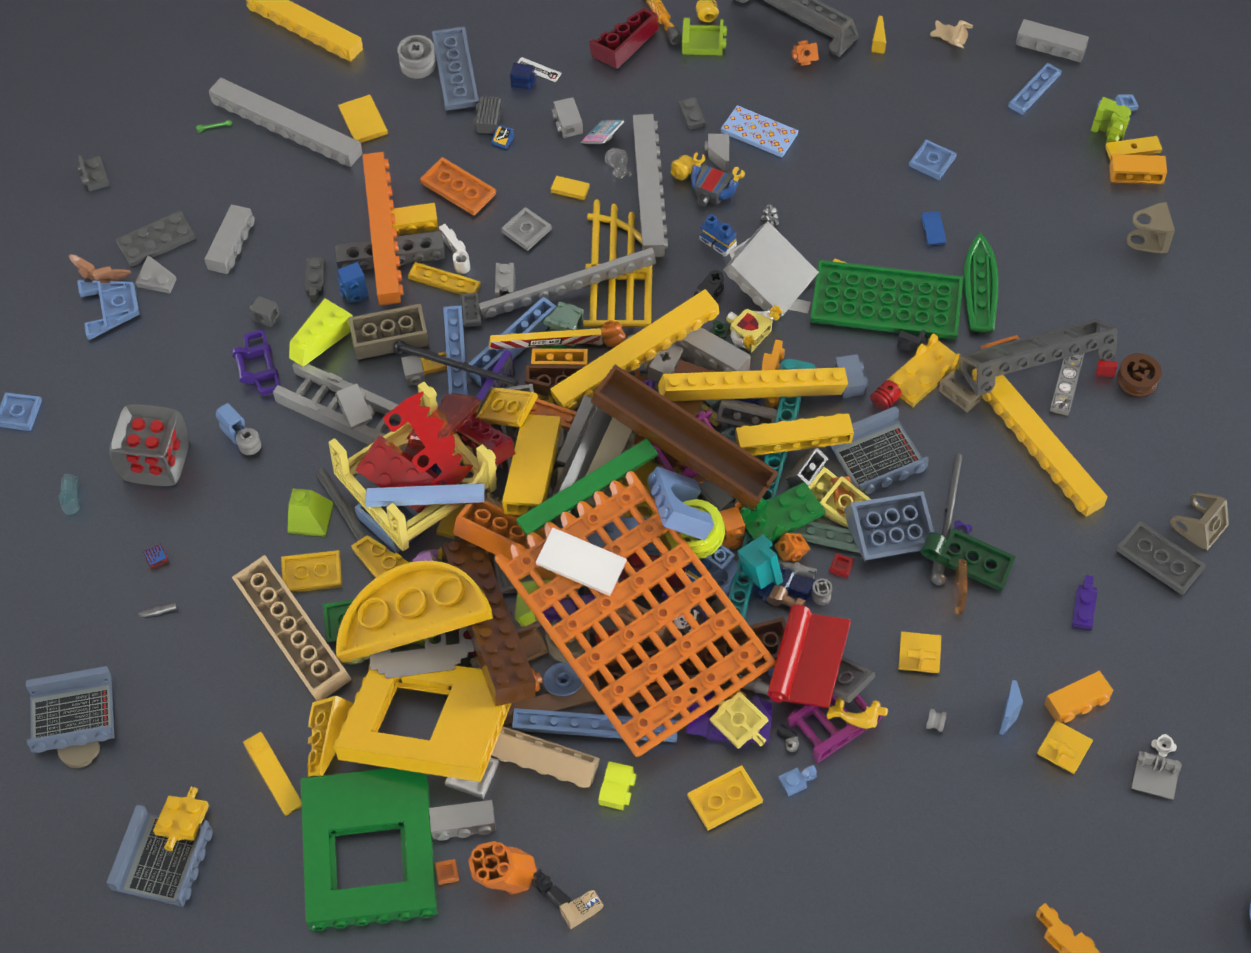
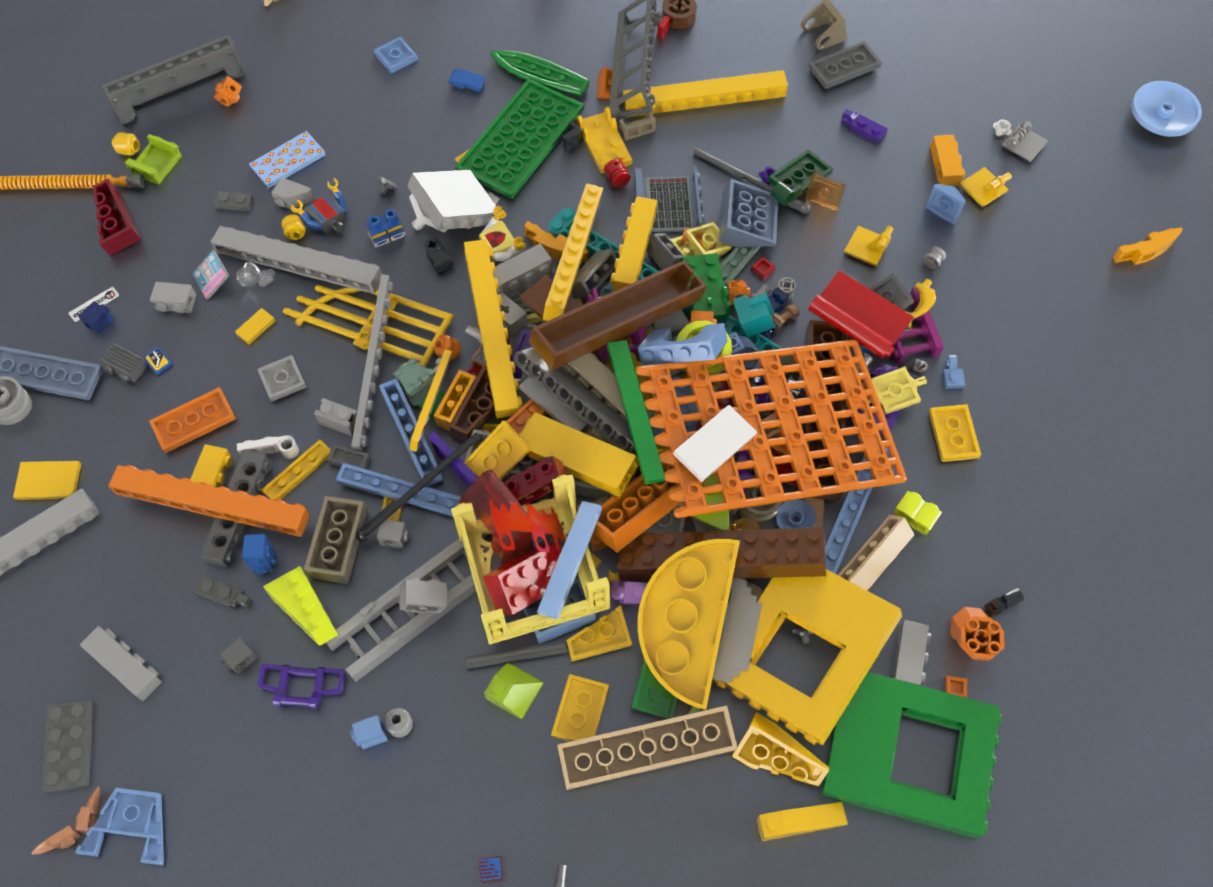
camera: 70 degrees left, 5 degrees up
(149, 444) = (358, 828): dark grey piece -> none
(155, 277) = (121, 761): light grey wing -> none
(581, 908) = (1028, 584): tan leg -> none
(854, 371) = (576, 186): sand blue brick -> none
(879, 38) = (245, 37): yellow slope -> none
(1066, 384) = (666, 60): tile -> none

